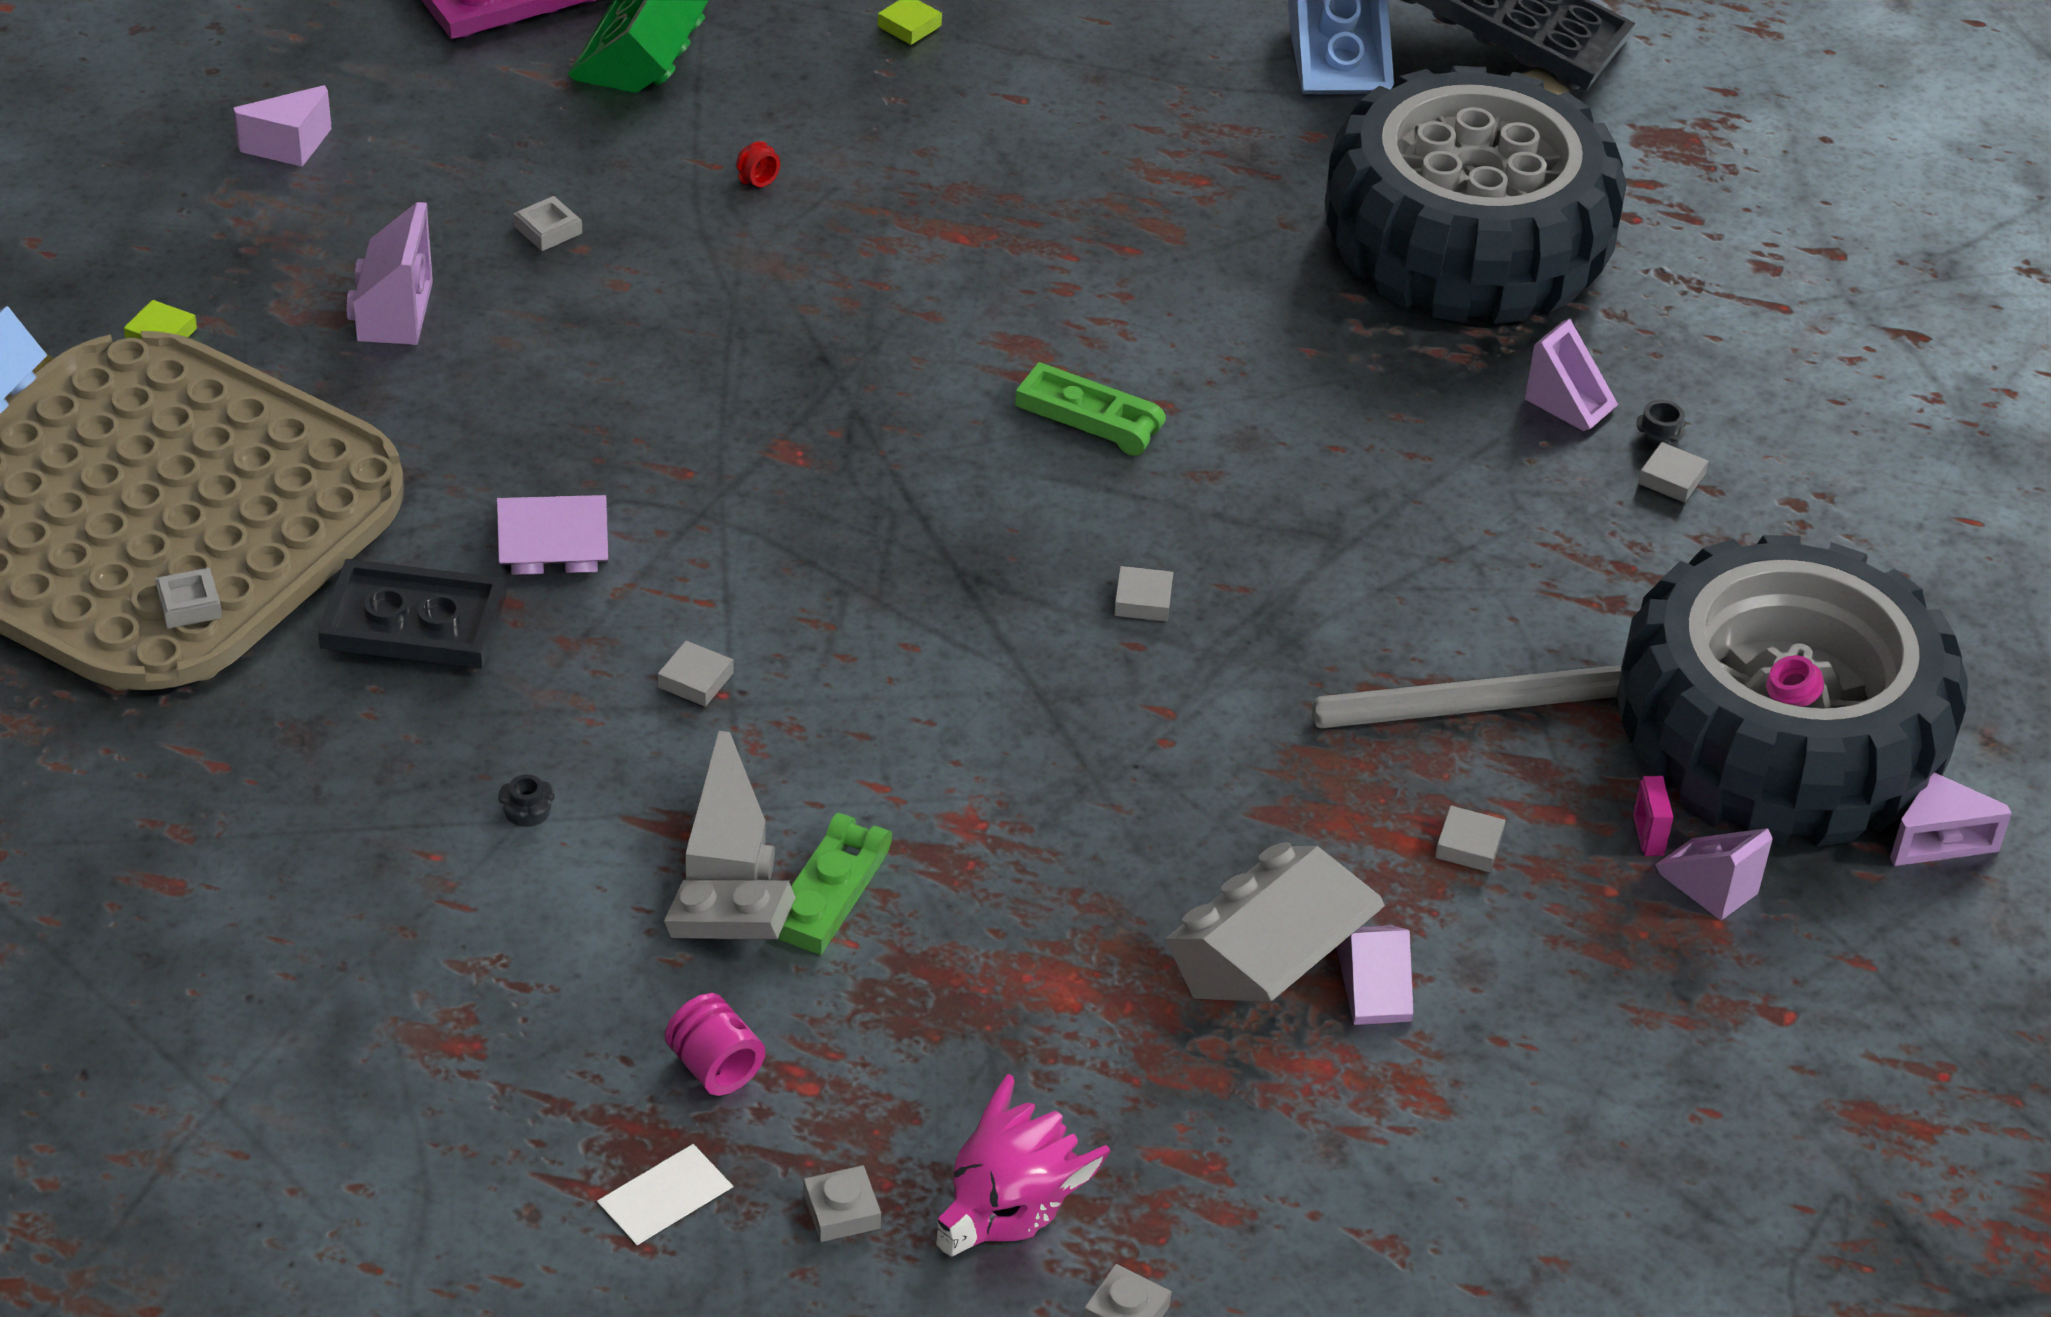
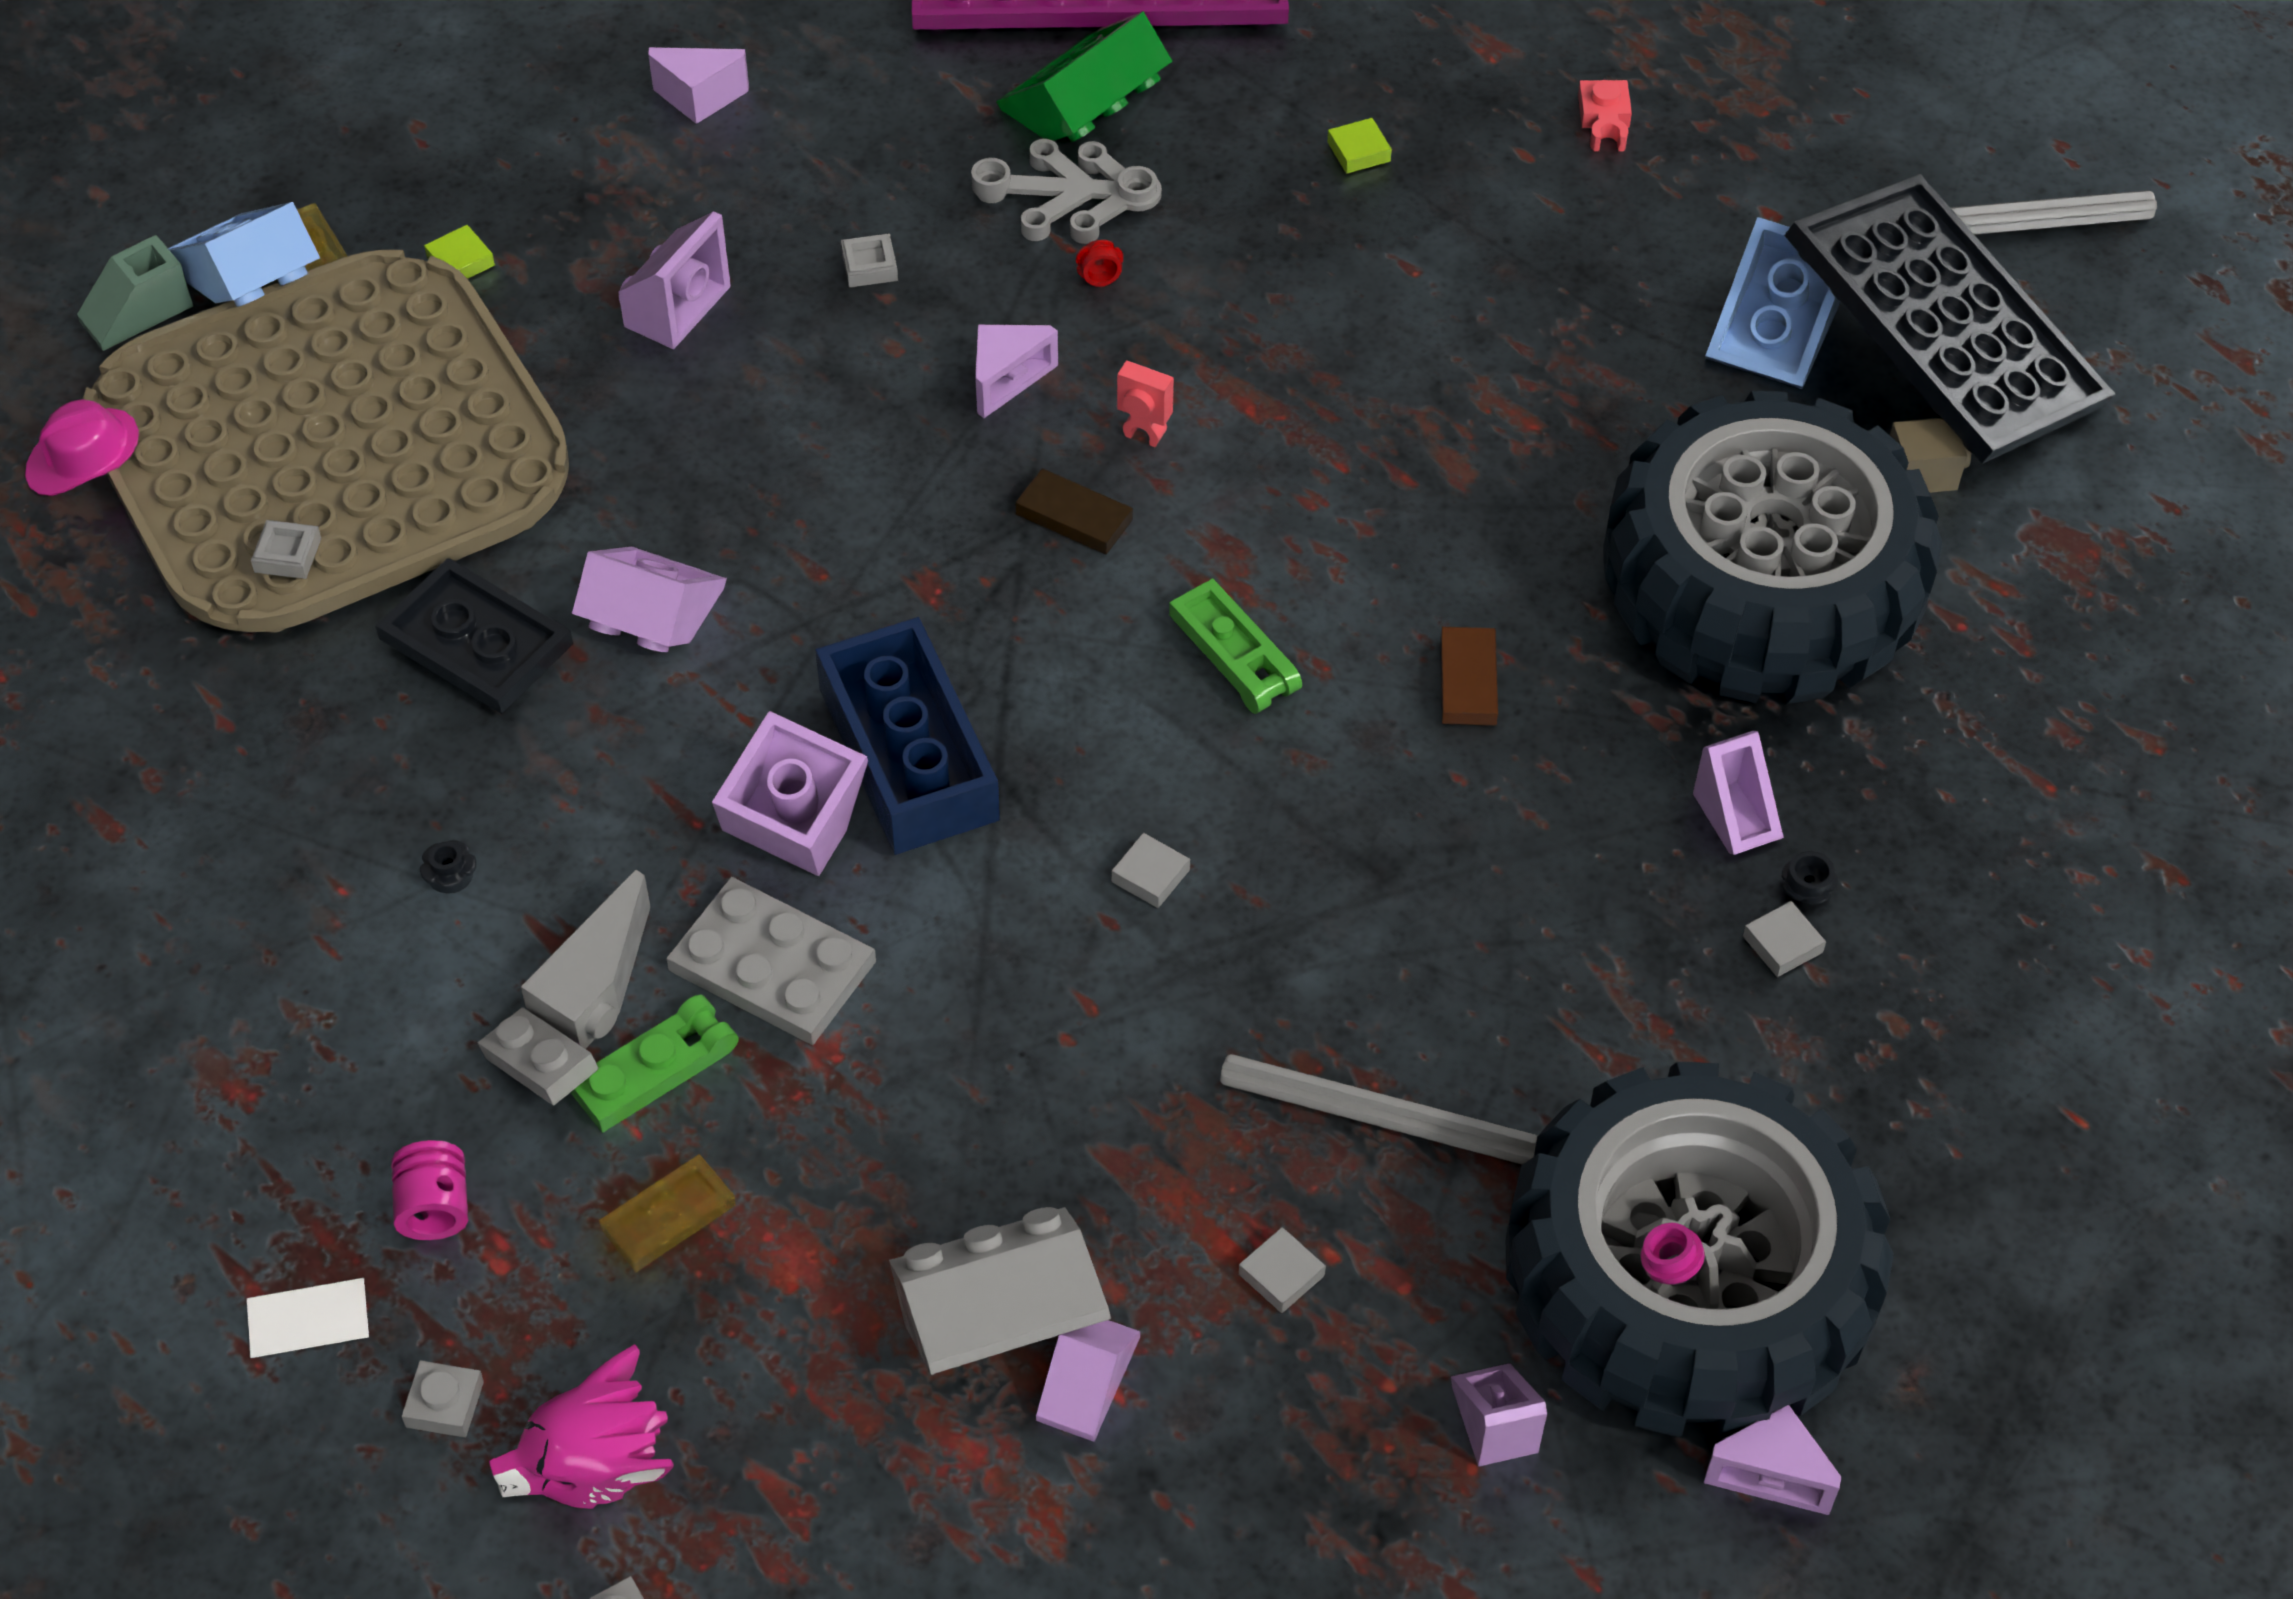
camera: 30 degrees right, 10 degrees up
(695, 673) = (680, 793): light grey tile -> none
(737, 257) = (1011, 361): none -> lavender slope
(739, 105) = (1126, 188): none -> light grey plant
(812, 629) = (791, 793): none -> lavender slope
(873, 555) = (921, 750): none -> dark blue brick
(873, 770) = (771, 960): none -> light grey plate
(875, 355) = (1074, 511): none -> dark brown tile
(889, 245) = (1147, 398): none -> coral plate
(934, 986) = (667, 1212): none -> clear yellow plate
(1292, 370) = (1468, 676): none -> reddish brown tile
(1653, 816) = (1473, 1325): dark pink tile -> none

